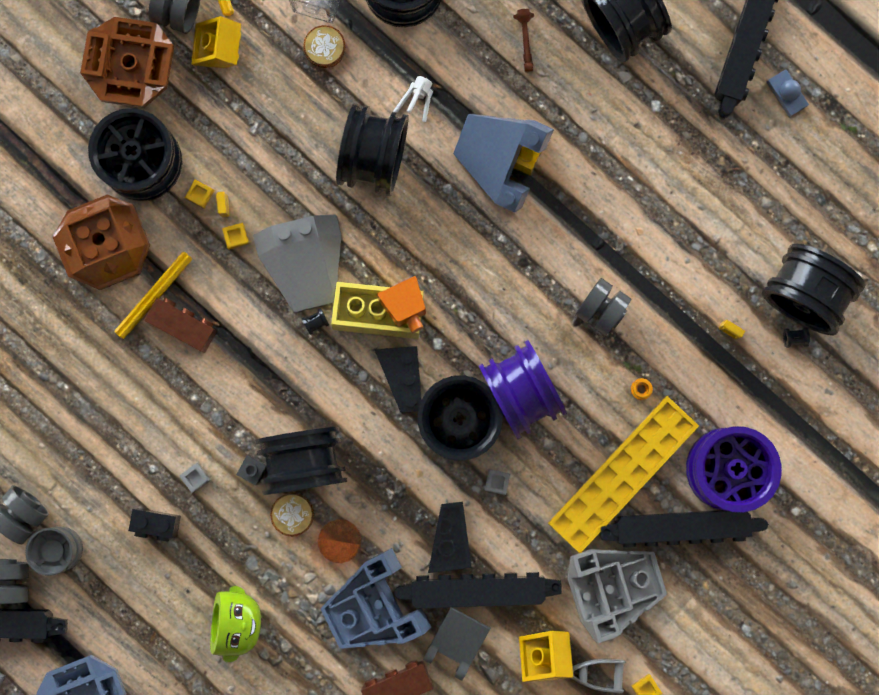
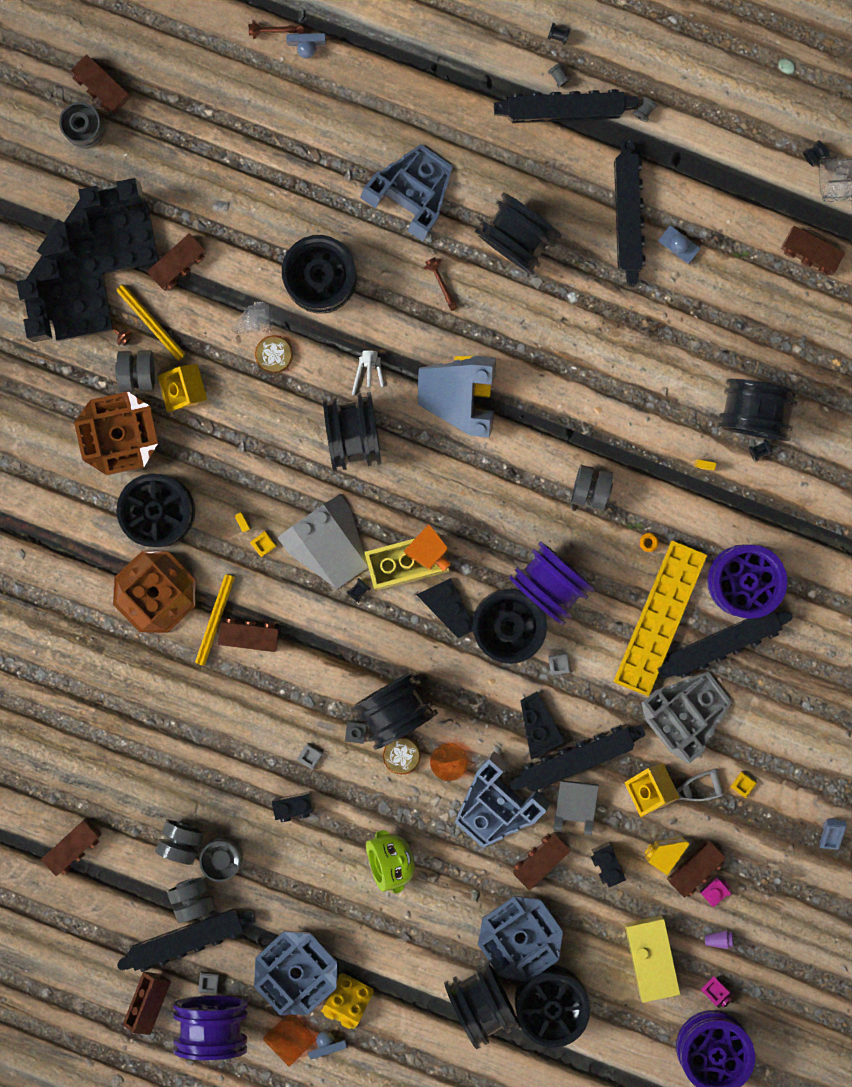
camera: 25 degrees left, 5 degrees up
(199, 194) = (218, 520): yellow tile -> none

